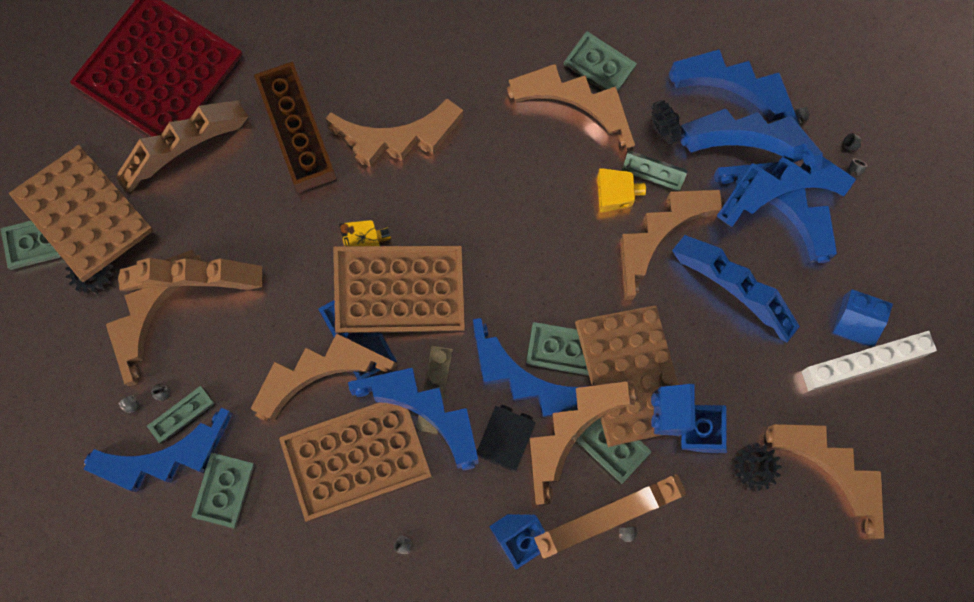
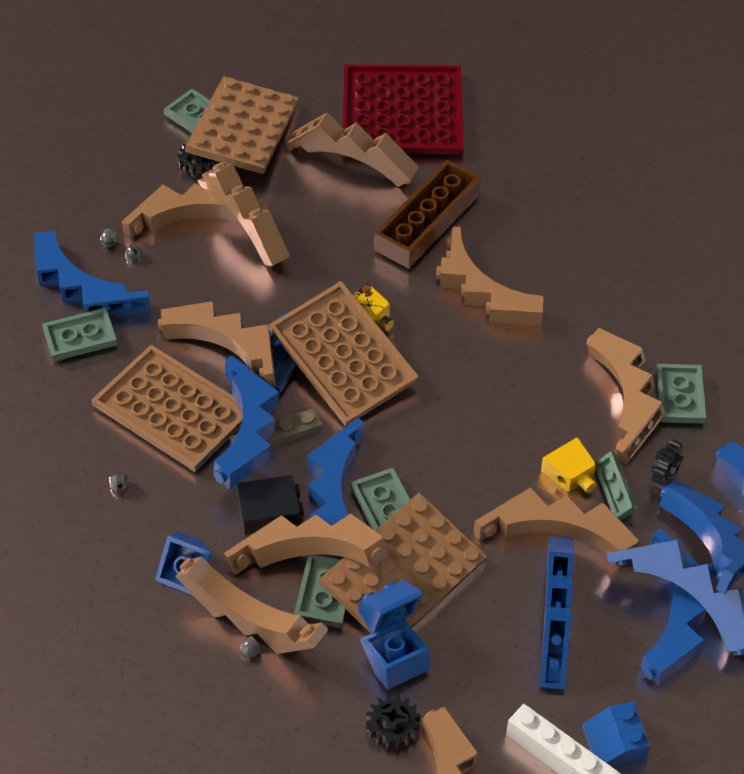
camera: 60 degrees right, 25 degrees down
(180, 415) = (123, 273): sand green plate -> none

